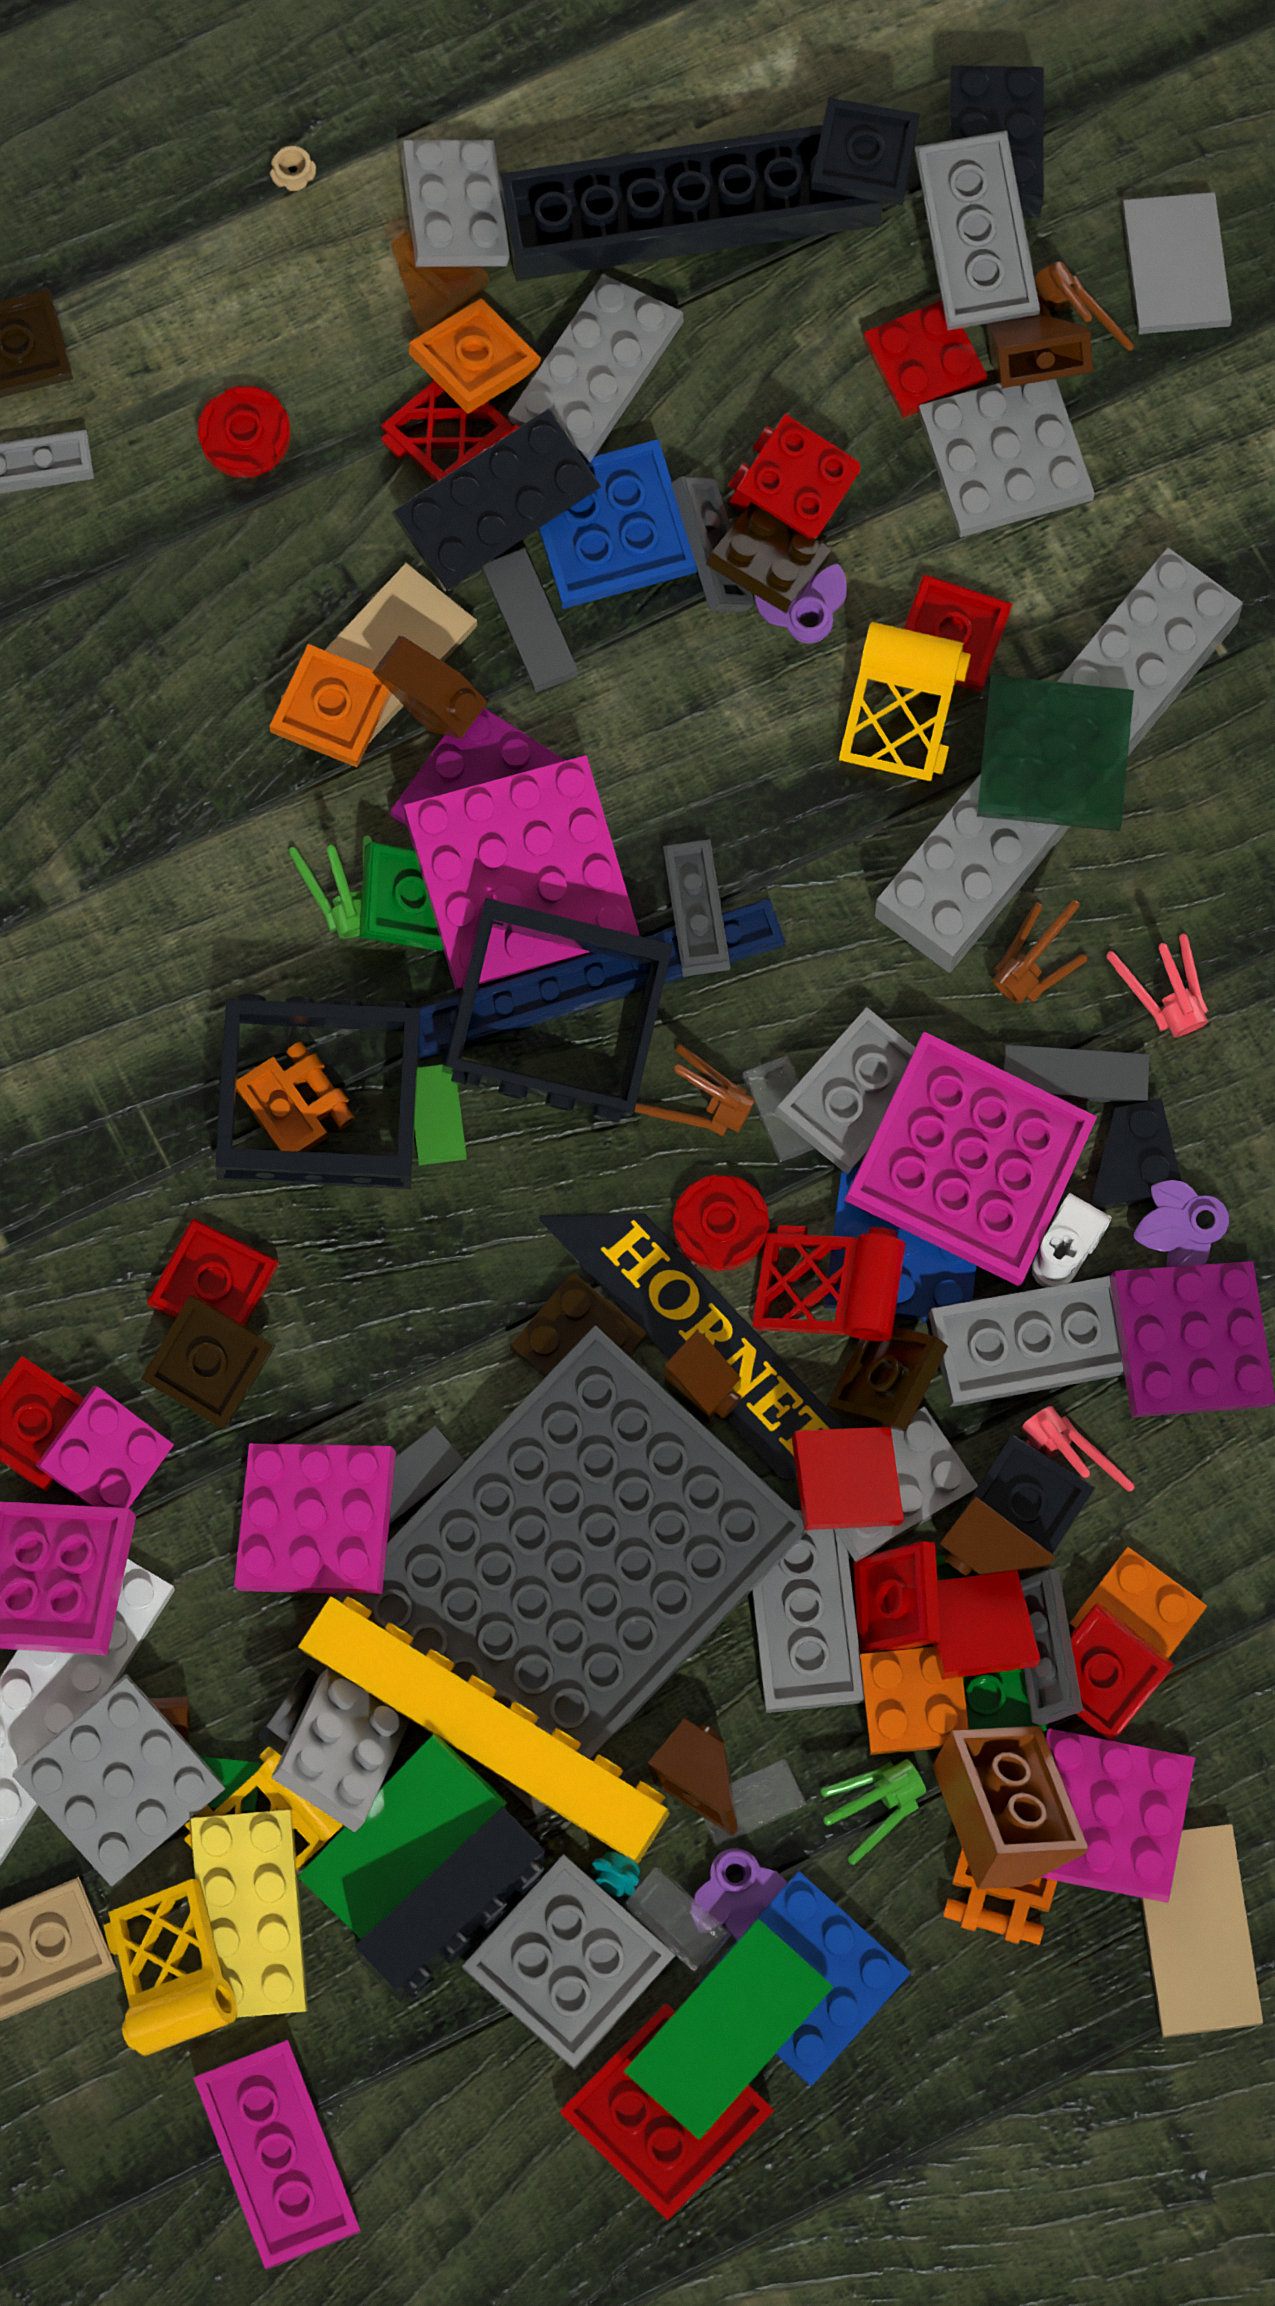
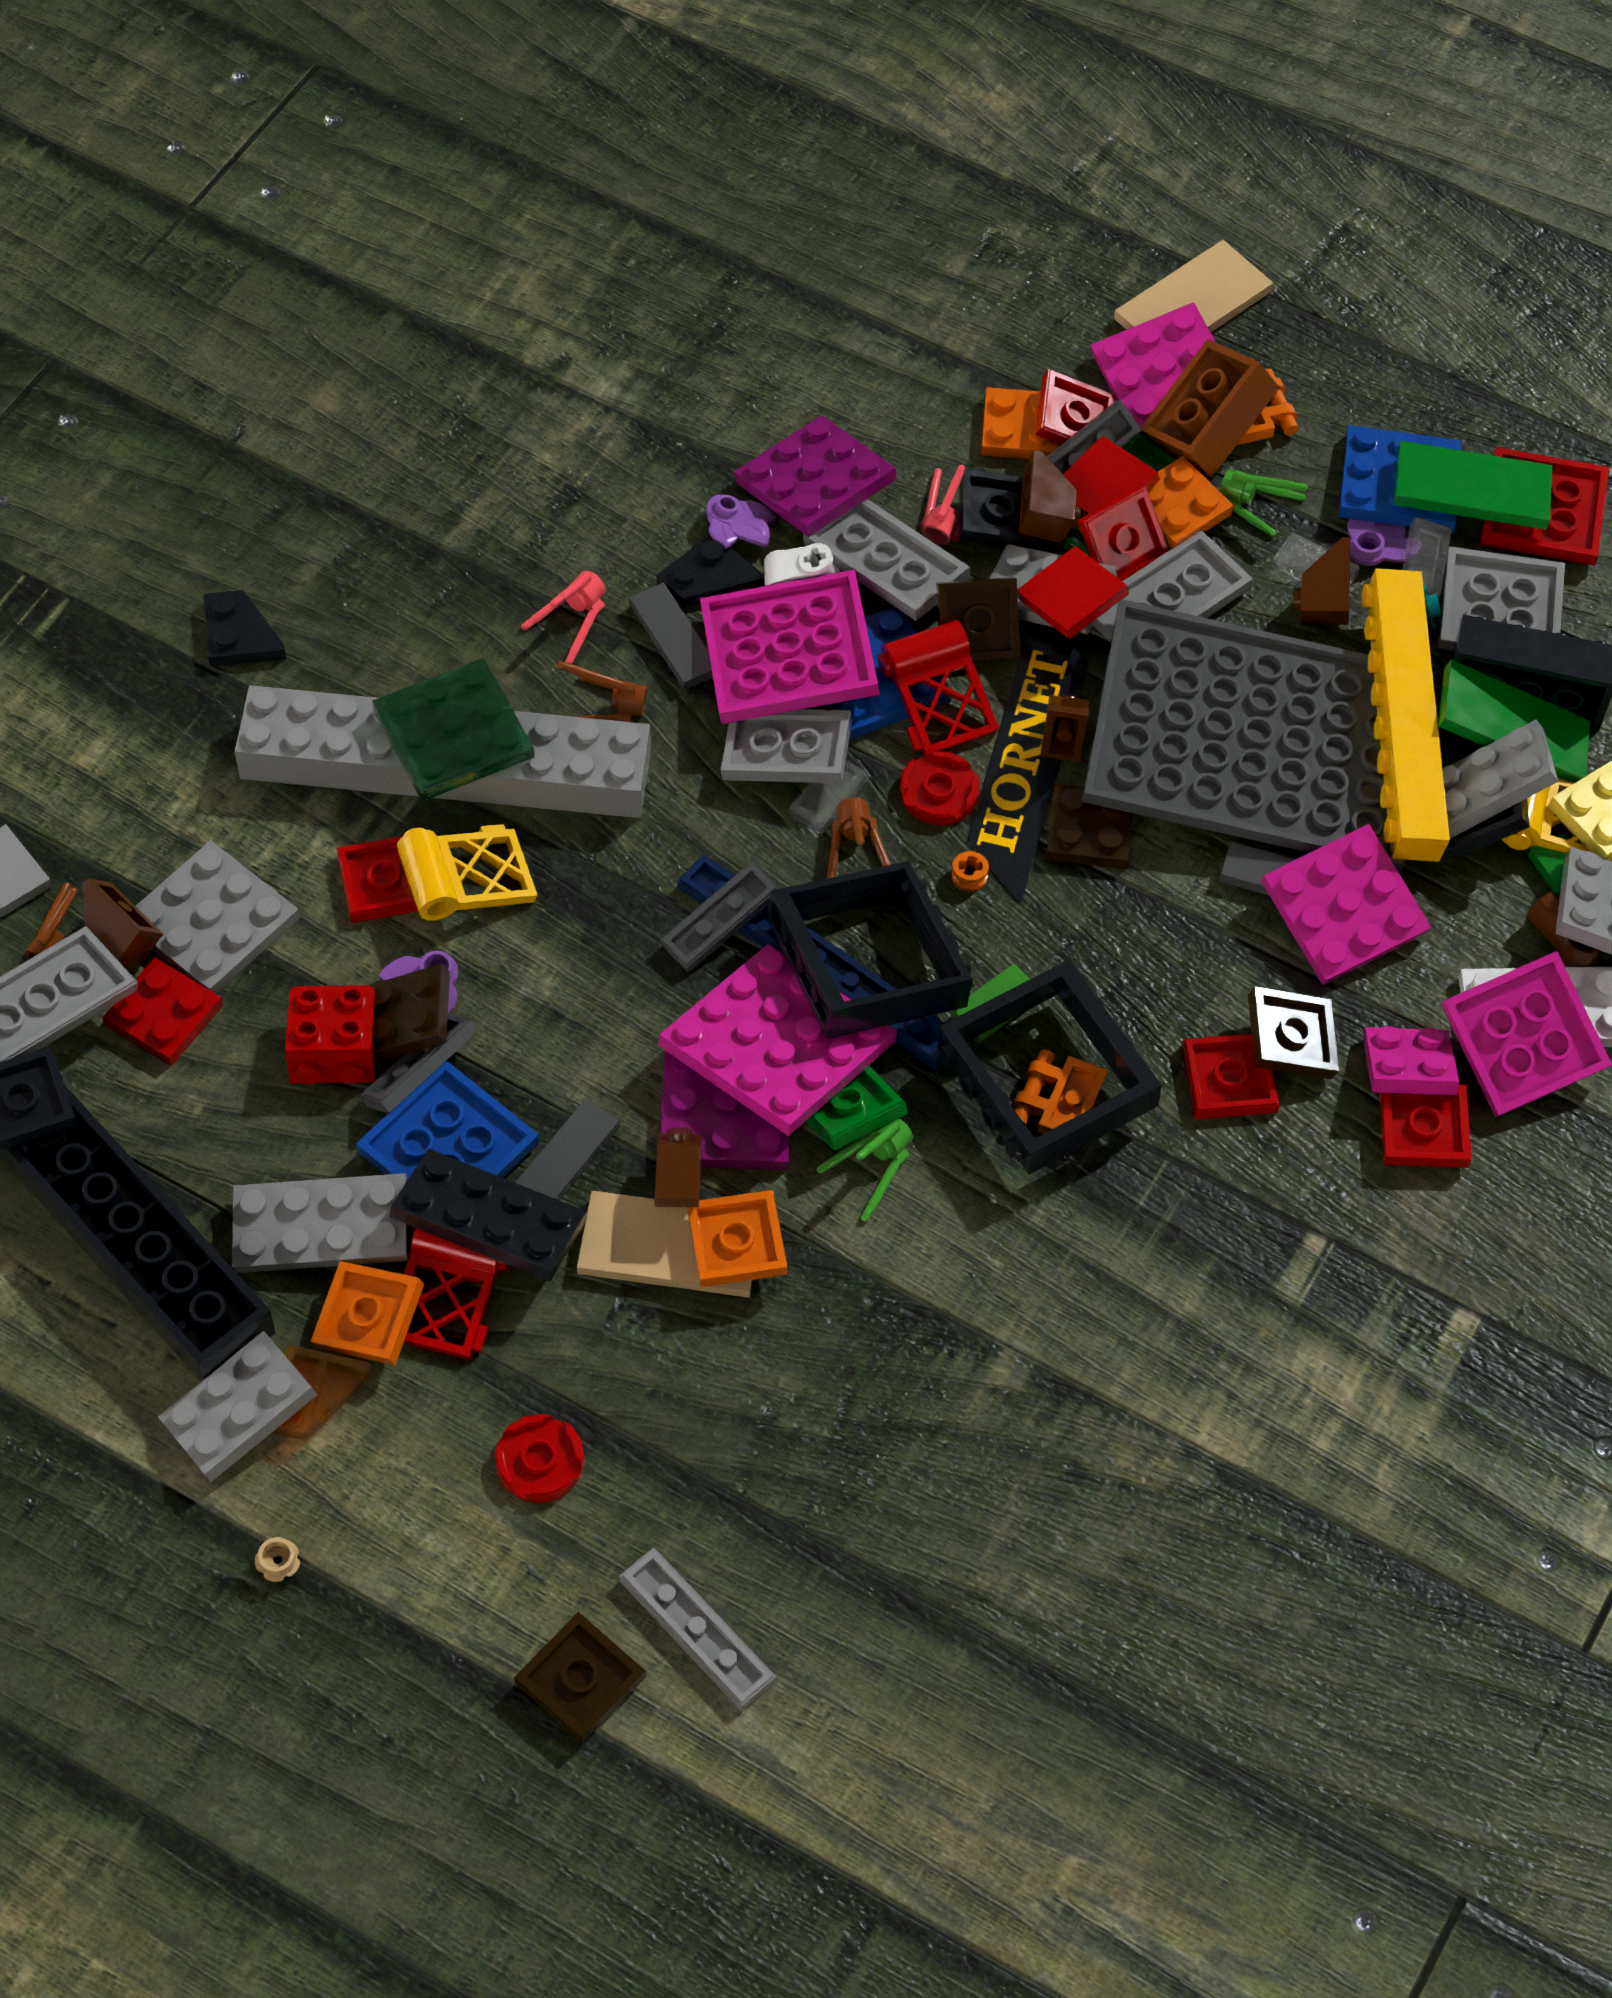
camera: 125 degrees left, 15 degrees down
(588, 1187) = (973, 882): none -> orange bush

